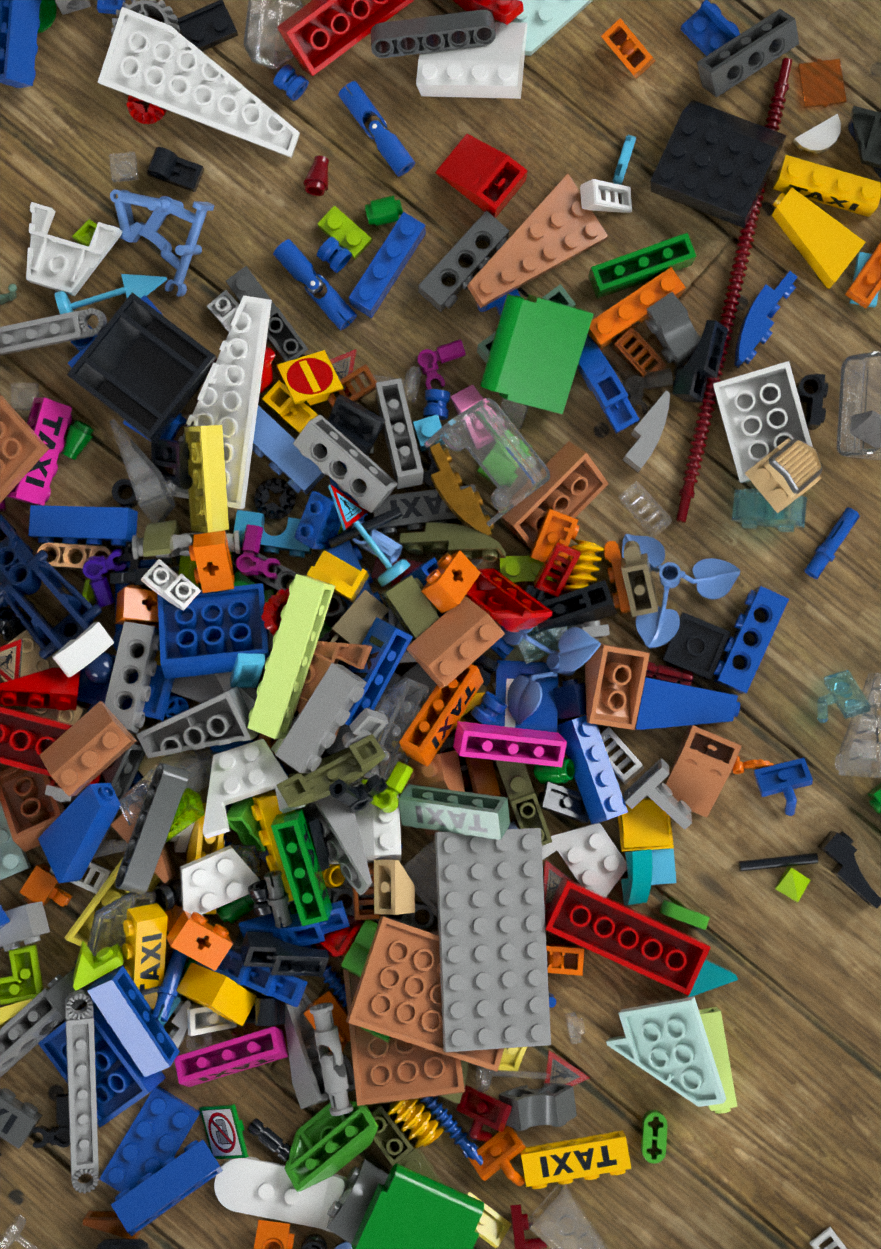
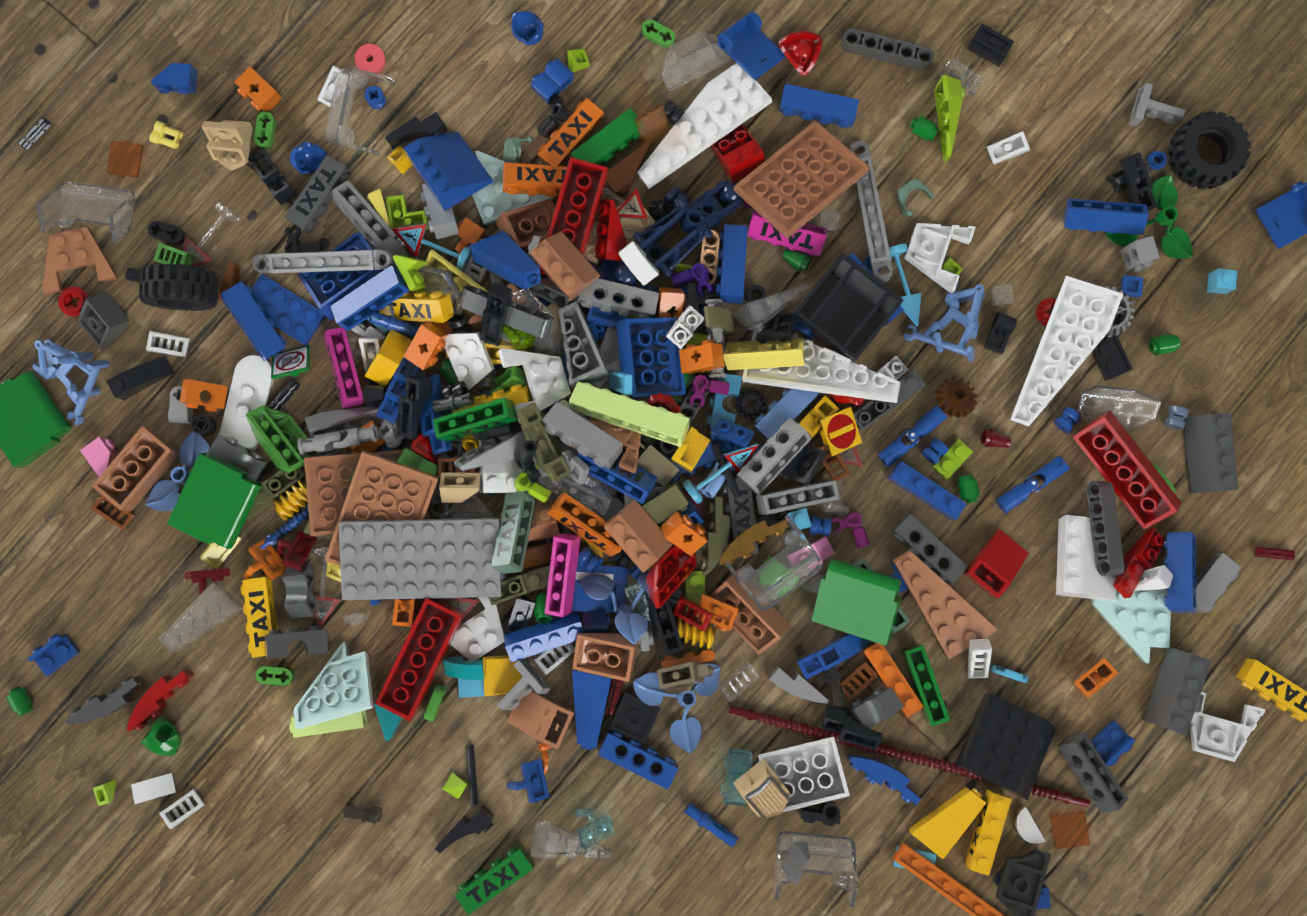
camera: 95 degrees right, 0 degrees up
(48, 965) = (413, 237): none -> medium azure piece
(155, 842) = (495, 313): none -> black slope
(262, 227) = (956, 397): none -> reddish brown gear
(322, 987) = (391, 435): none -> light grey piece
(611, 1132) = (277, 643): none -> dark grey arch
(832, 1011) = (370, 814): none -> clear smoke bar

